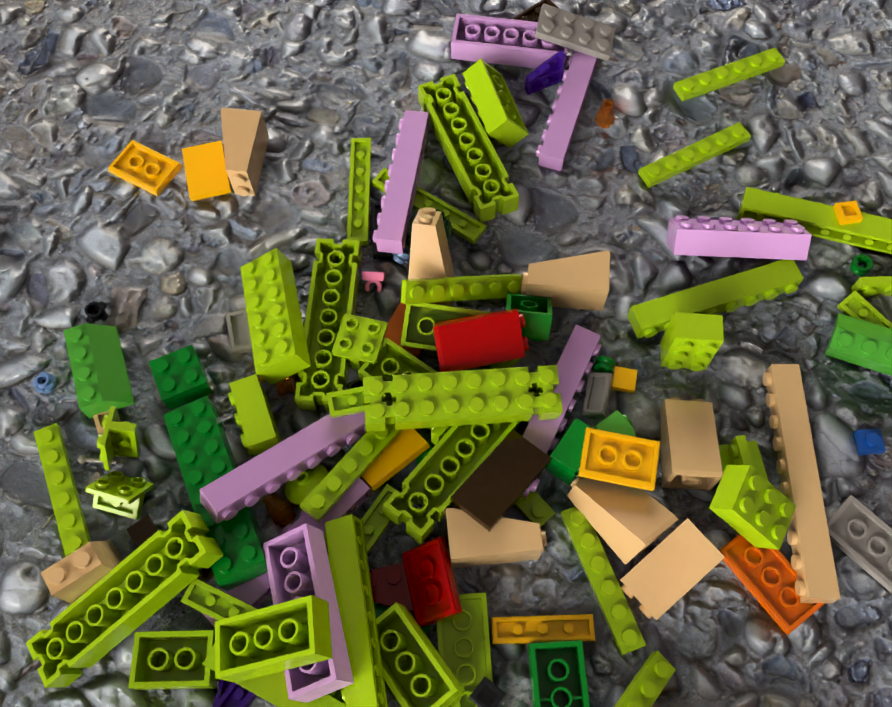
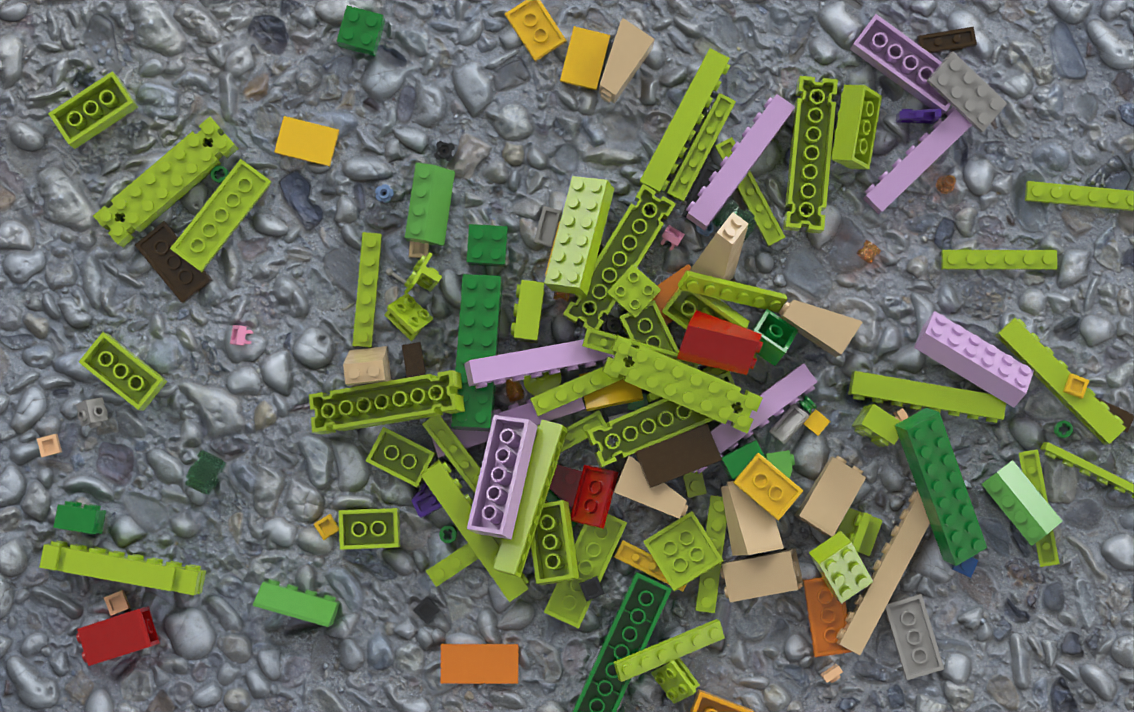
camera: 25 degrees right, 20 degrees up
(273, 639) = (474, 488): lime brick -> none
(330, 173) = (683, 122): none -> lime brick
(568, 590) = (683, 551): none -> lime plate
(573, 201) = (868, 251): none -> clear orange wheel
(797, 363) = (941, 486): none -> green brick
(821, 641) = (832, 674): none -> light nougat plate

